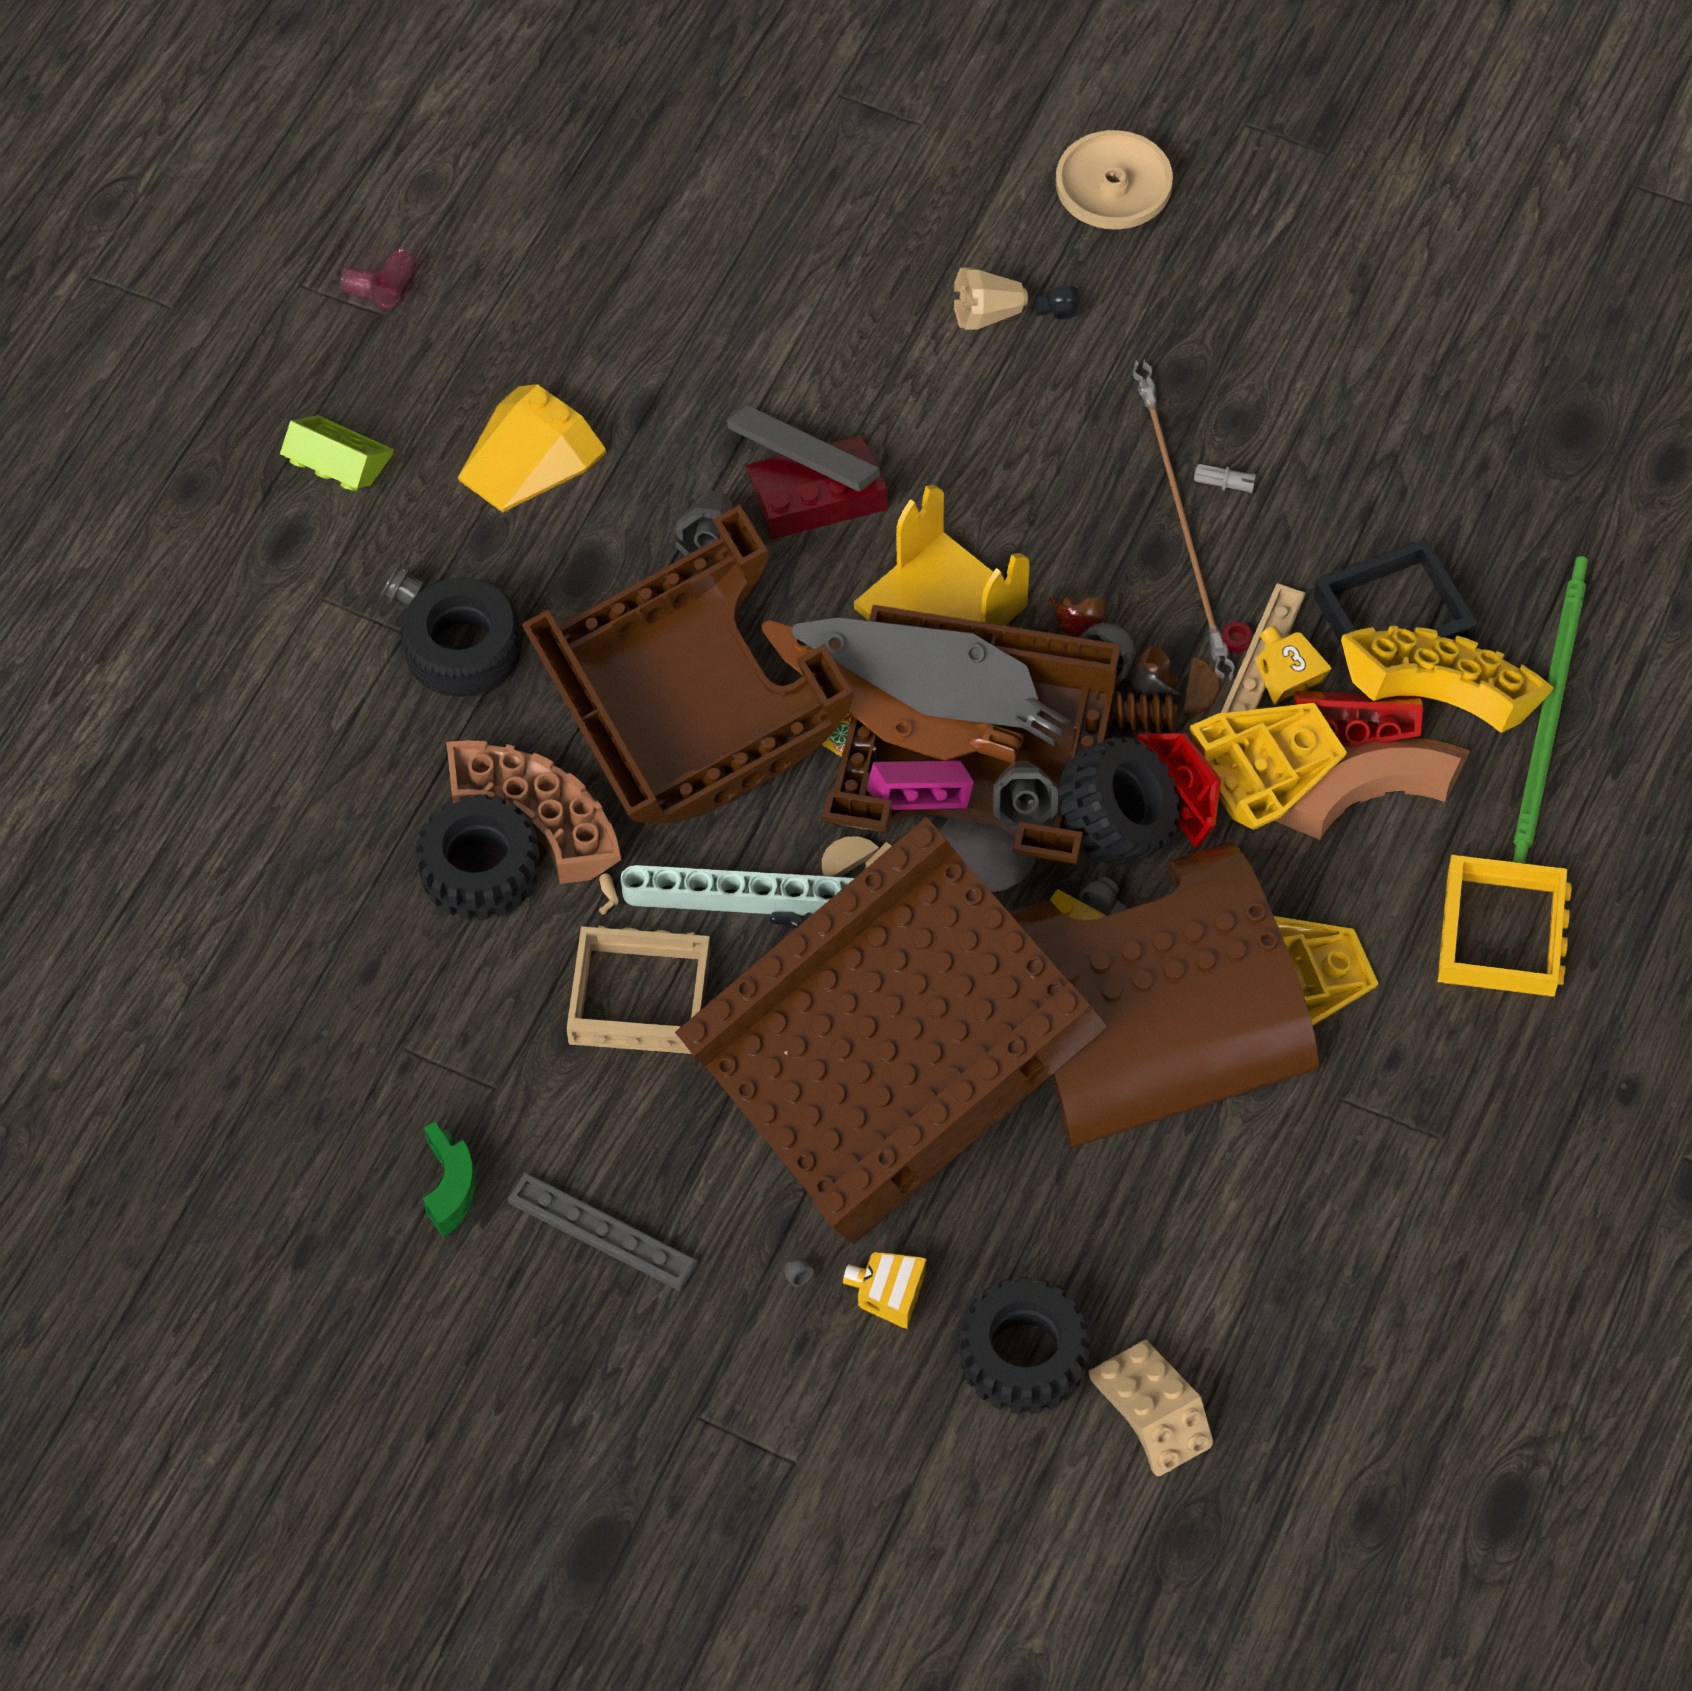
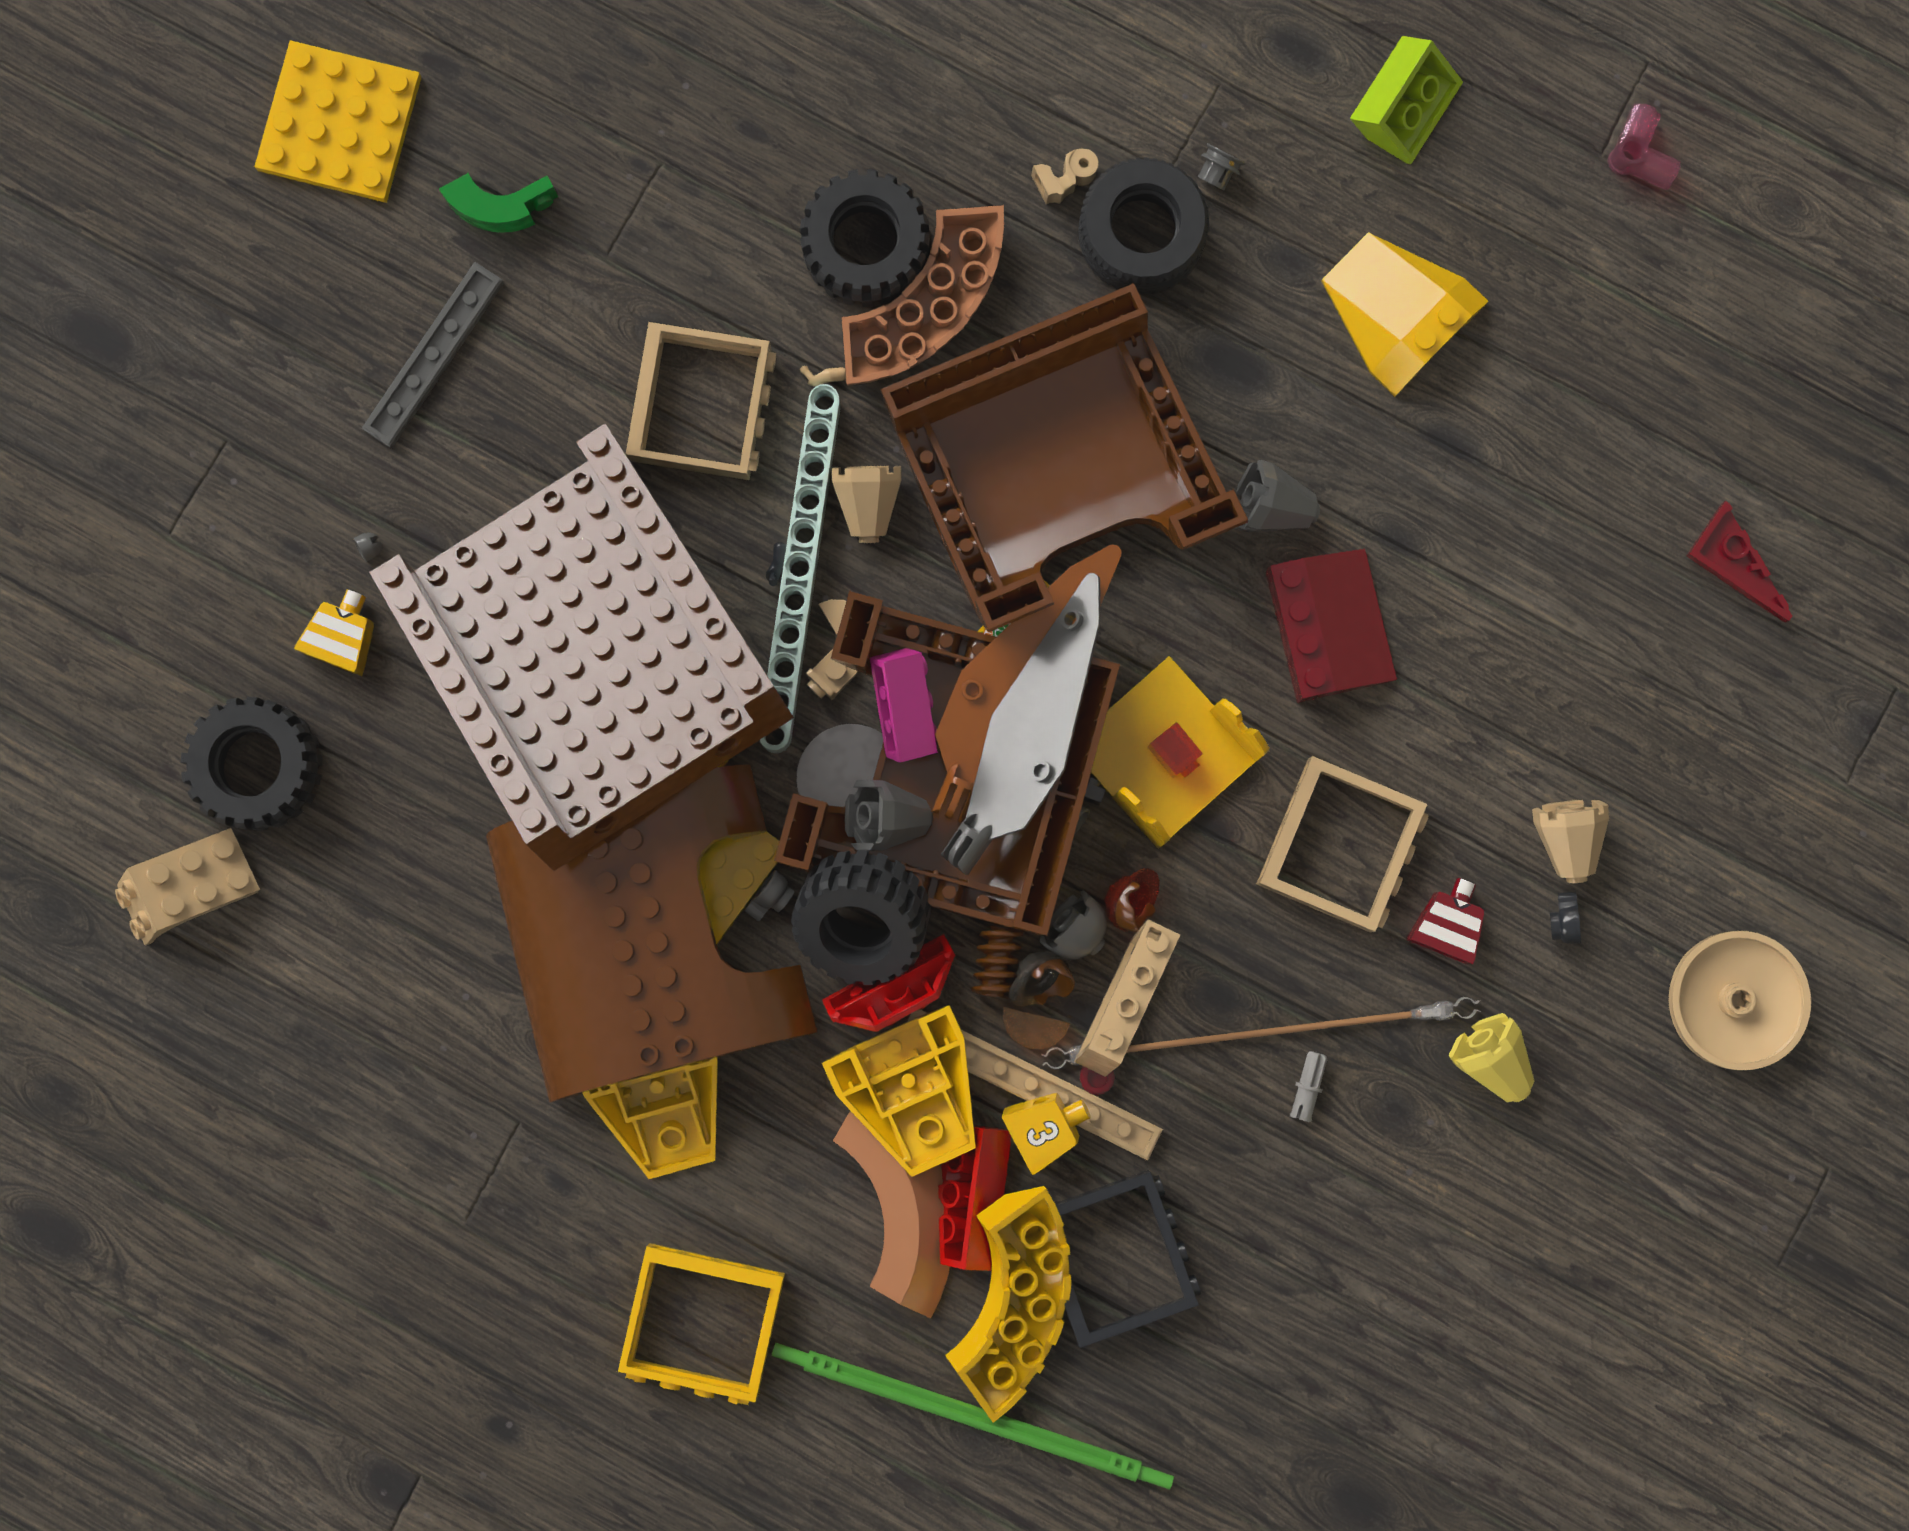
camera: 90 degrees right, 25 degrees up
(365, 1338) = (338, 121): none -> yellow plate
(413, 705) = (1078, 169): none -> tan leg
(725, 839) = (867, 498): none -> tan cone
(736, 206) = (1730, 557): none -> dark red wing
(803, 448) = (1366, 609): dark grey tile -> none
(941, 584) = (1176, 751): none -> clear red brick
(998, 501) = (1402, 854): none -> tan window
(1072, 383) = (1450, 924): none -> dark red torso
(1160, 615) = (1127, 998): none -> tan window
(1181, 343) = (1496, 1057): none -> light yellow cone

